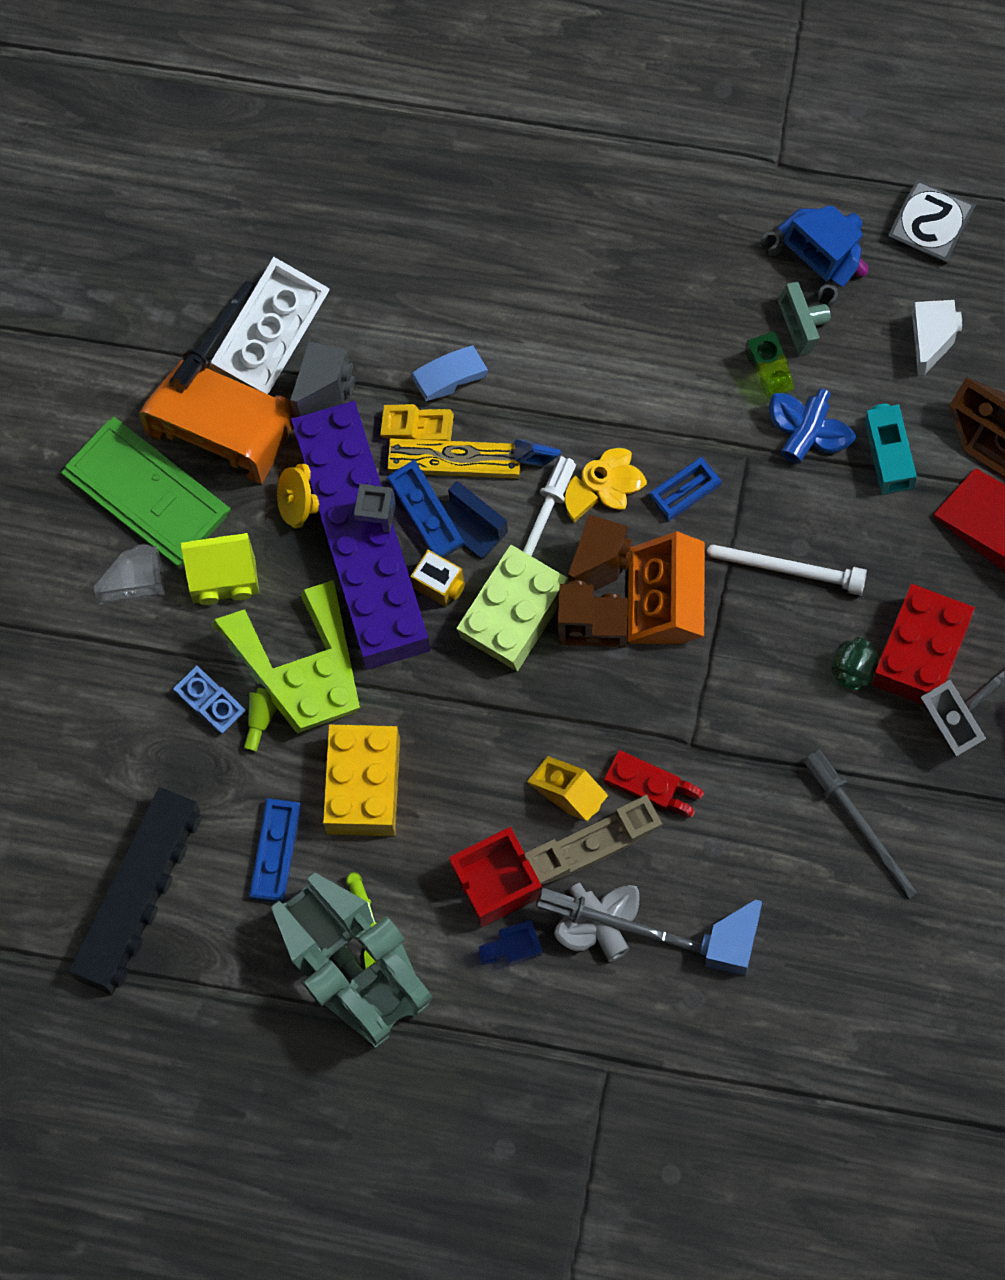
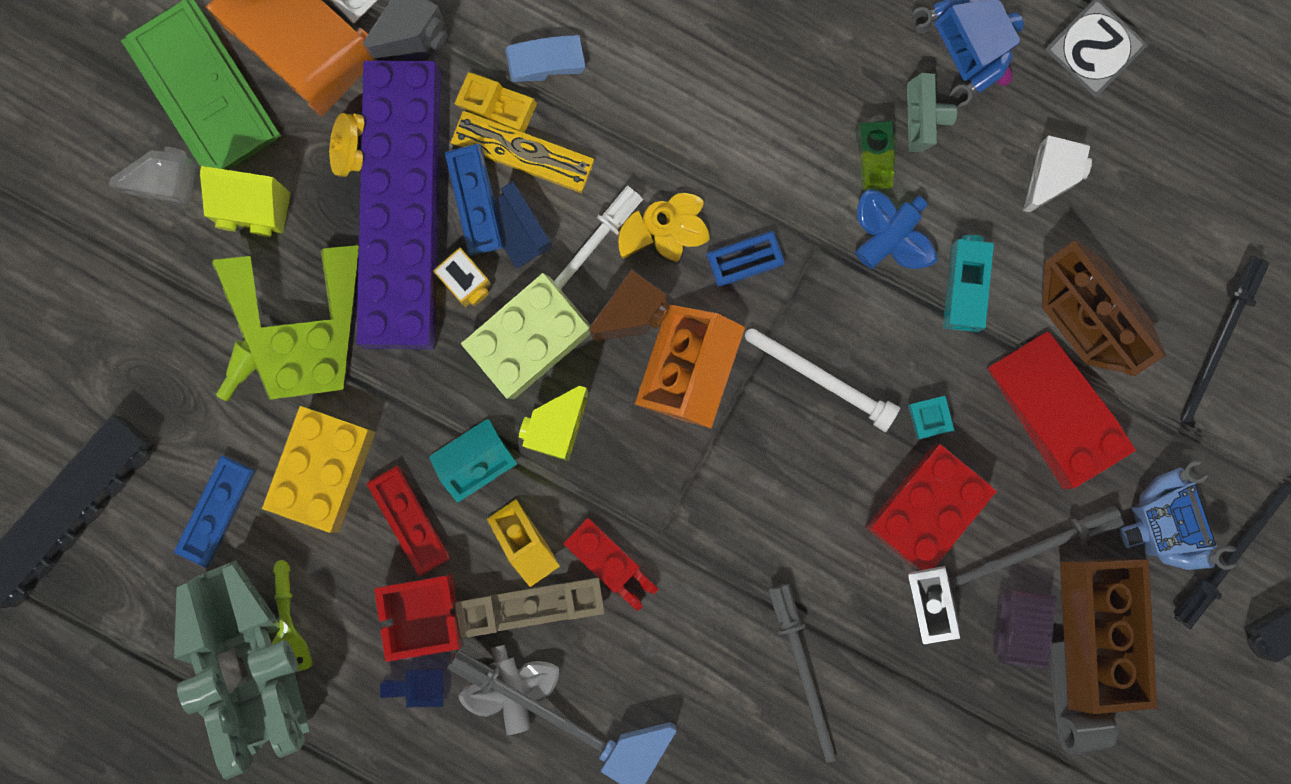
camera: 15 degrees right, 15 degrees up
(208, 700) = (197, 332): medium blue slope -> none
(375, 505) = (412, 191): dark grey panel -> none
(455, 803) = (408, 520): none -> red tile
(498, 733) = (472, 460): none -> teal panel
(534, 453) = (604, 172): blue slope -> none
(562, 673) = (555, 424): none -> neon yellow slope
(591, 619) = (603, 372): reddish brown brick -> none
(855, 663) = (855, 506): clear green head -> none
(897, 570) = (931, 417): none -> teal plate

